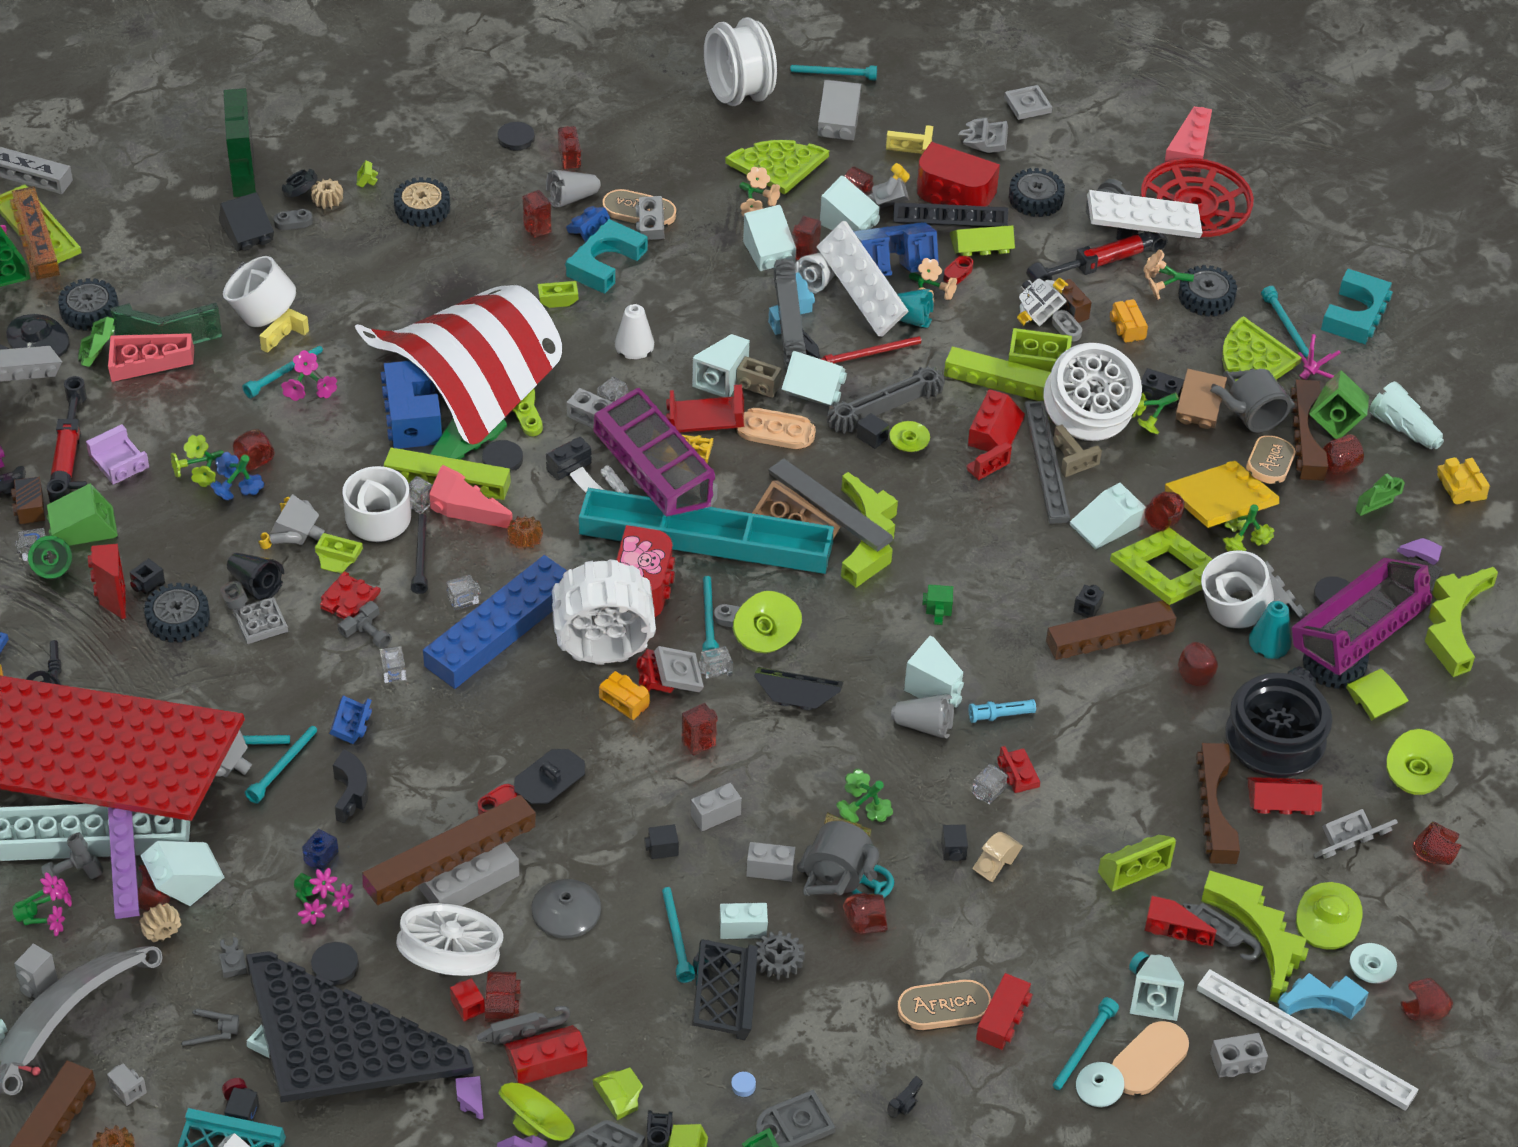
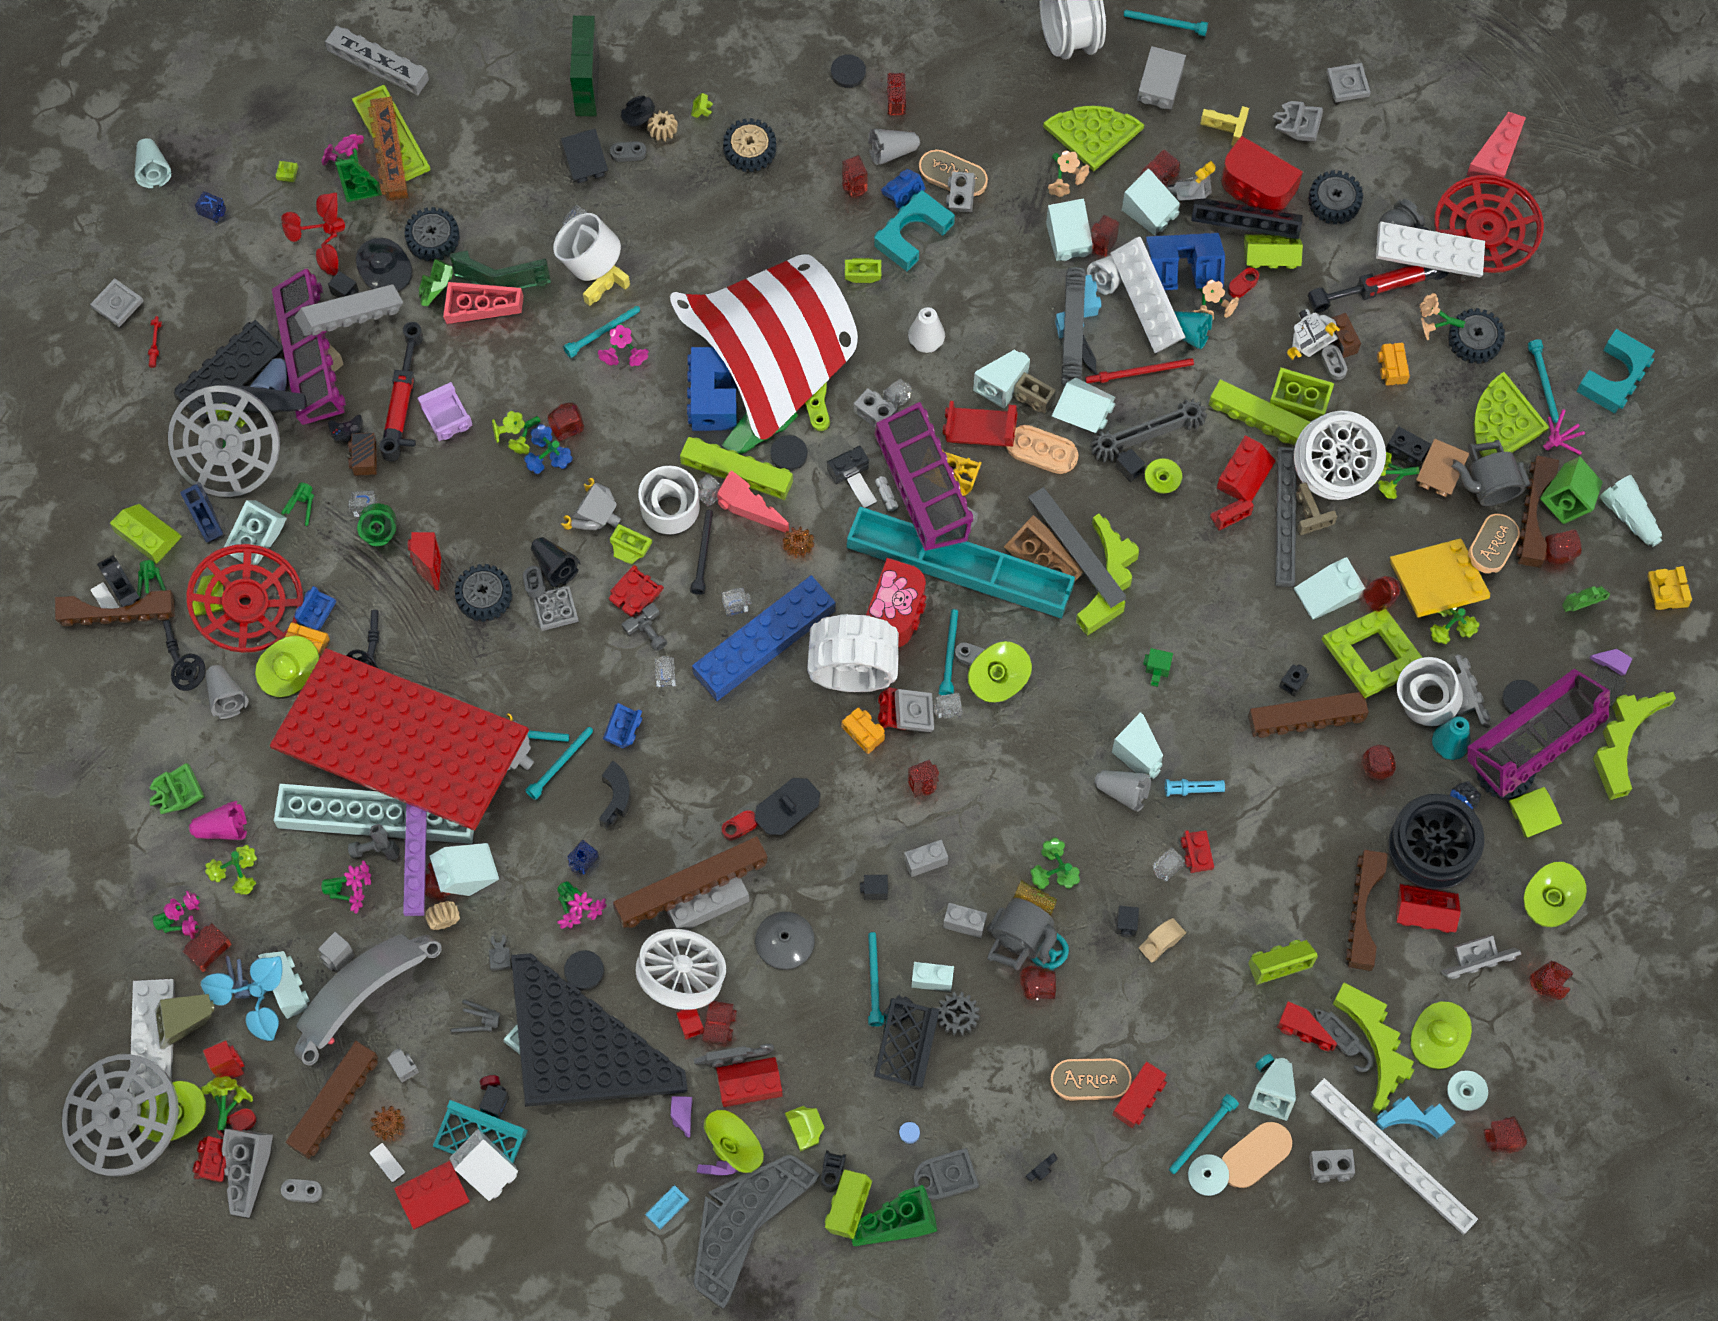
camera: 10 degrees right, 20 degrees up
(82, 517) = (408, 480): bright green slope -> none
(146, 576) = (462, 547): black brick -> none
(797, 689) = (1016, 742): black wedge -> none

